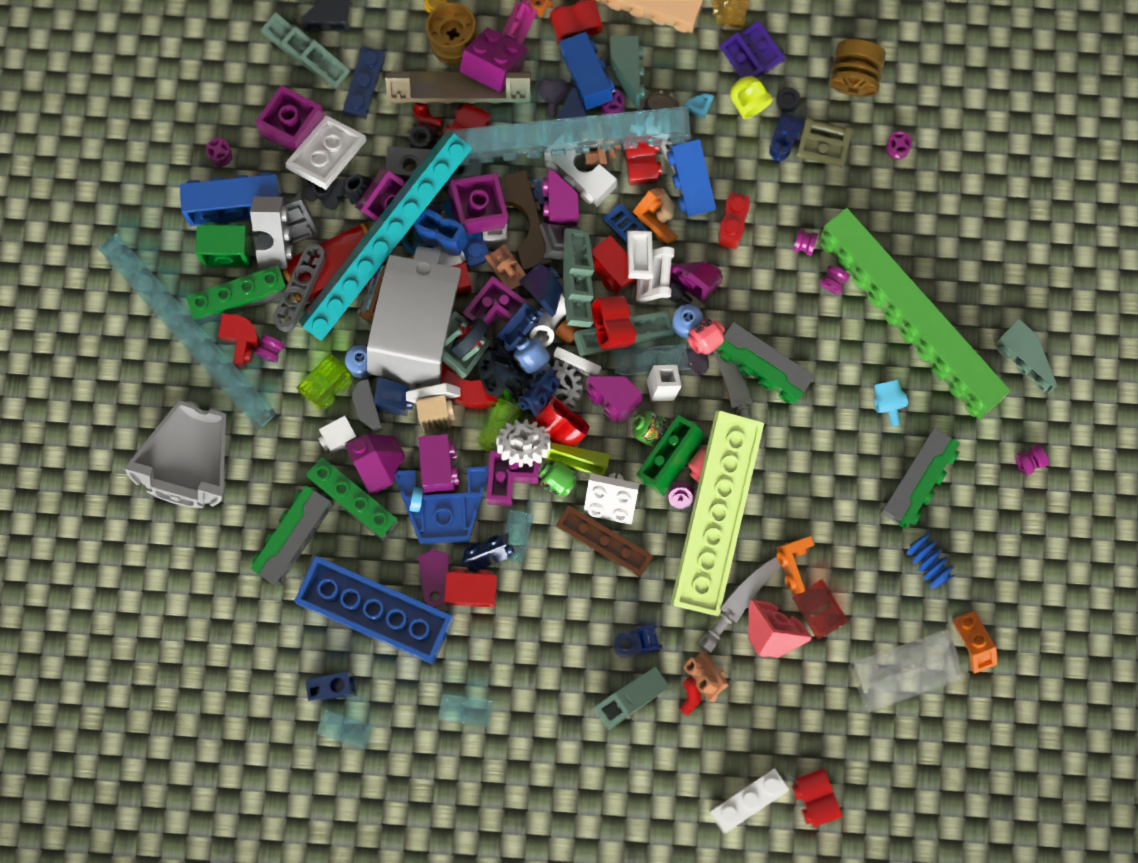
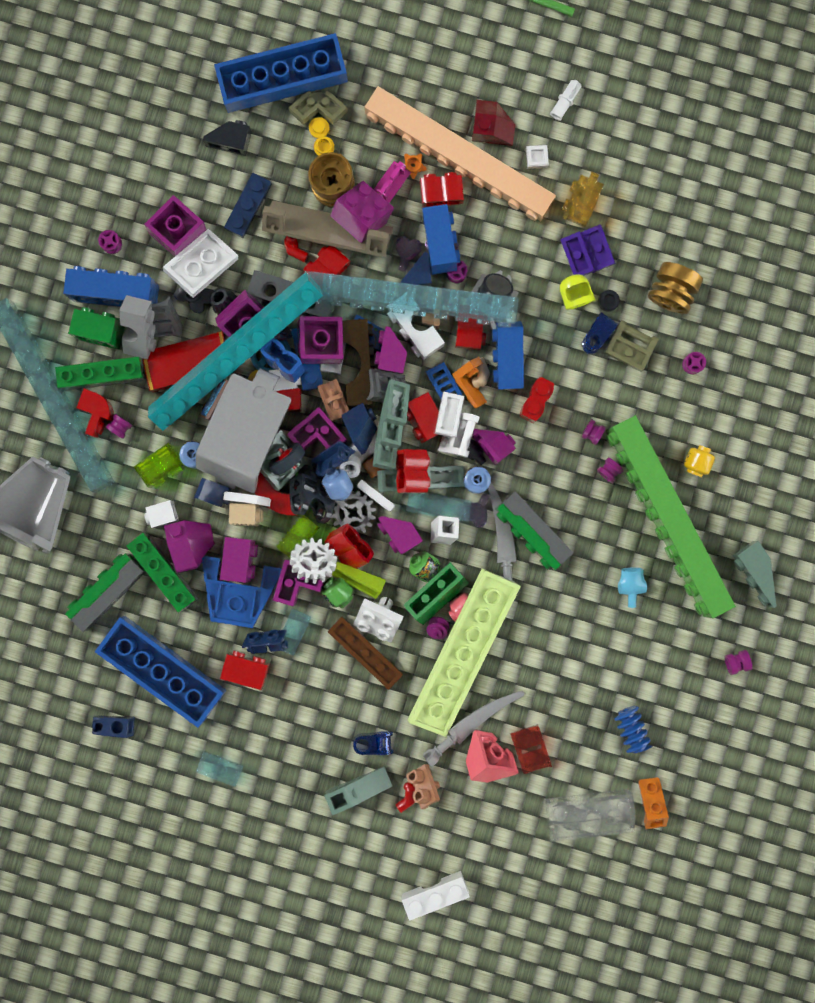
camera: 10 degrees right, 10 degrees up
(295, 286) = (150, 378): dark grey beam -> none
(305, 51) = (202, 166): sand green slope -> none
(345, 729) = (118, 763): clear light blue plate -> none
(365, 406) = (186, 492): dark grey slope -> none
(415, 132) = (294, 263): black piece -> none
(416, 499) = (214, 586): medium azure tile -> none
(433, 571) = (218, 646): magenta piece -> none
(540, 391) = (342, 514): dark blue hinge -> none
(625, 66) = (475, 240): sand green slope -> none
(700, 104) = (531, 288): medium azure tile -> none
(706, 336) = (489, 499): coral head -> none
(786, 560) = (515, 695): orange bracket -> none
(817, 798) = (492, 905): red brick -> none
(920, 478) = (641, 657): piece -> none
(931, 248) = (699, 461): none -> yellow head

